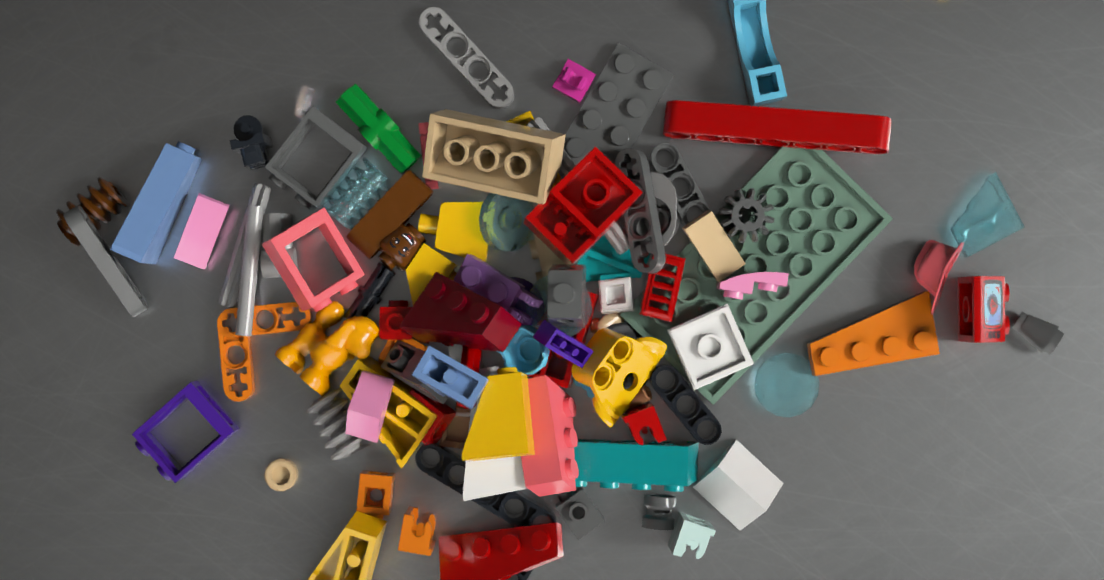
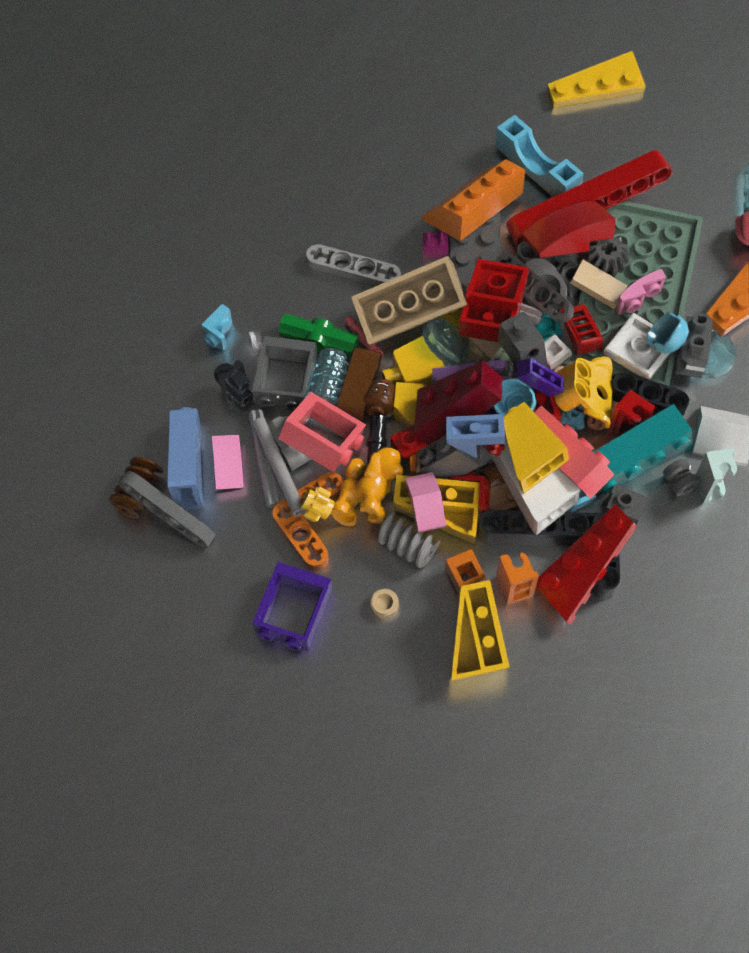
camera: 25 degrees left, 25 degrees down
(263, 341) = (317, 504): none -> yellow gear
(276, 54) = (217, 325): none -> medium azure bracket
(647, 54) = (477, 200): none -> orange slope
(719, 165) = (570, 229): none -> red slope
(738, 360) = (668, 333): none -> medium azure hair
(771, 376) = (694, 353): none -> dark grey hips

